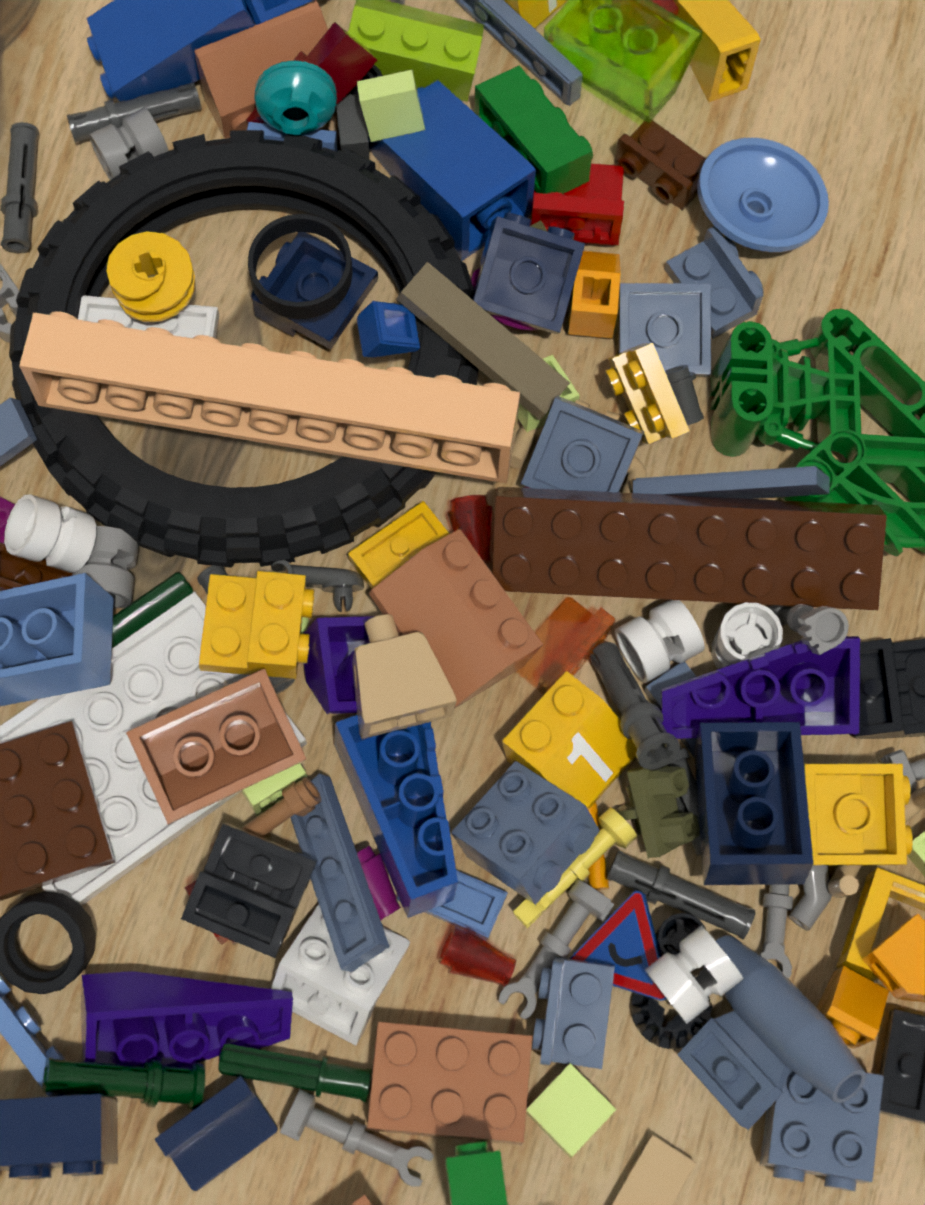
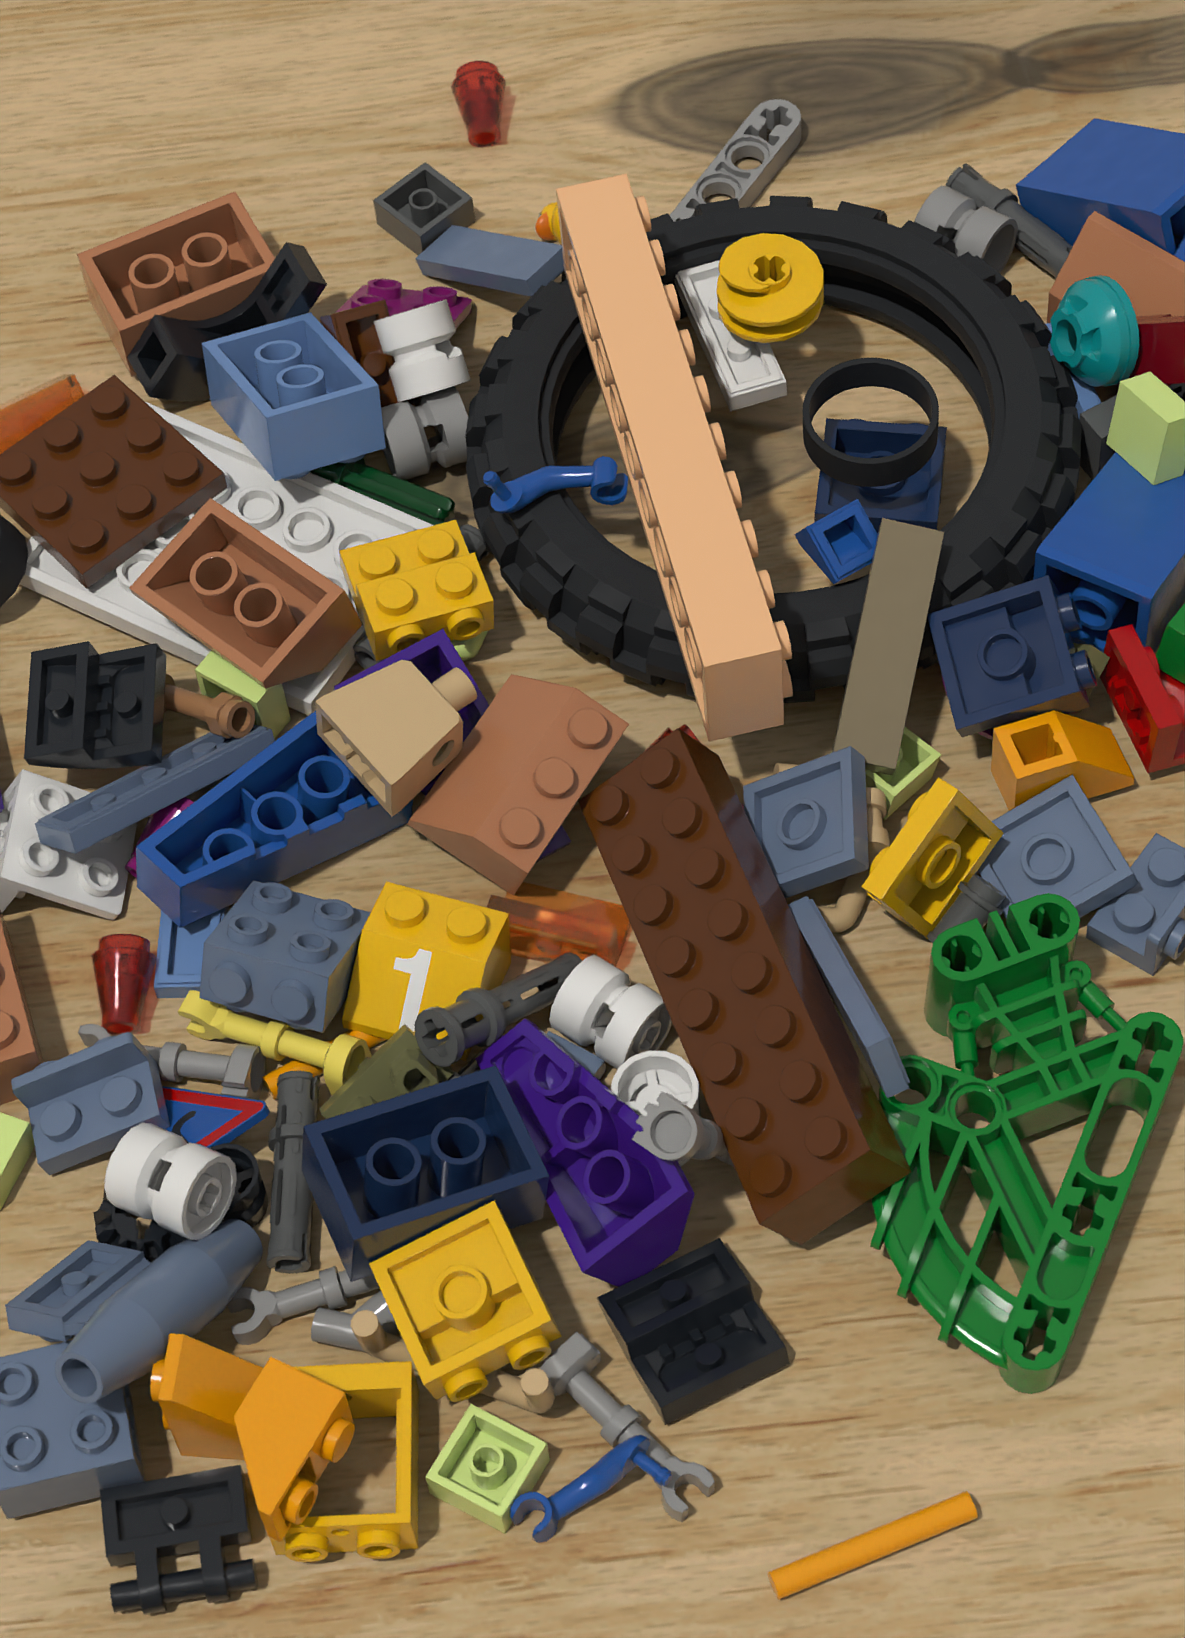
camera: 75 degrees right, 15 degrees down
(19, 203) = (836, 176): dark grey pin -> none
(234, 515) = (602, 477): none -> blue piece
(331, 580) = (511, 621): dark grey piece -> none
(396, 544) = (634, 704): yellow plate -> none

